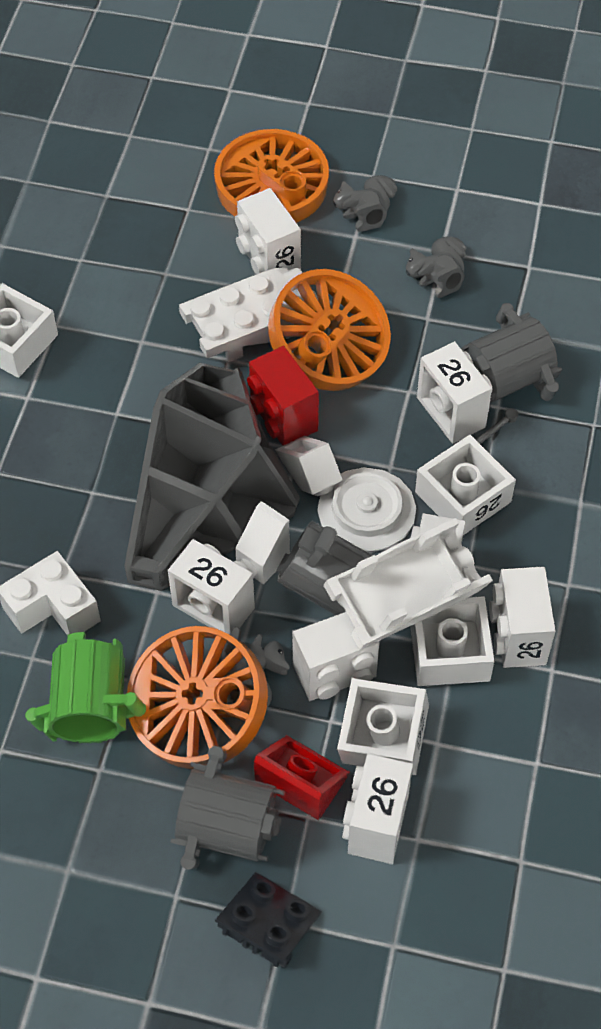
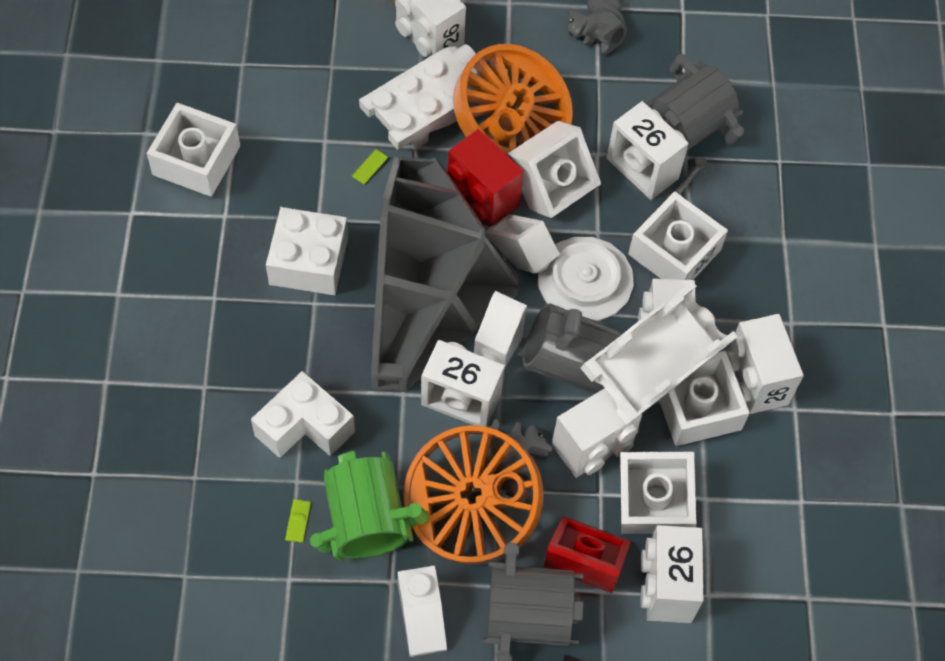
camera: 15 degrees left, 5 degrees up
(23, 696) = (298, 521): none -> lime piece
(95, 440) = (307, 251): none -> white brick
(119, 801) = (422, 611): none -> white slope
(178, 370) = (370, 166): none -> lime piece
(355, 396) = (555, 168): none -> white brick

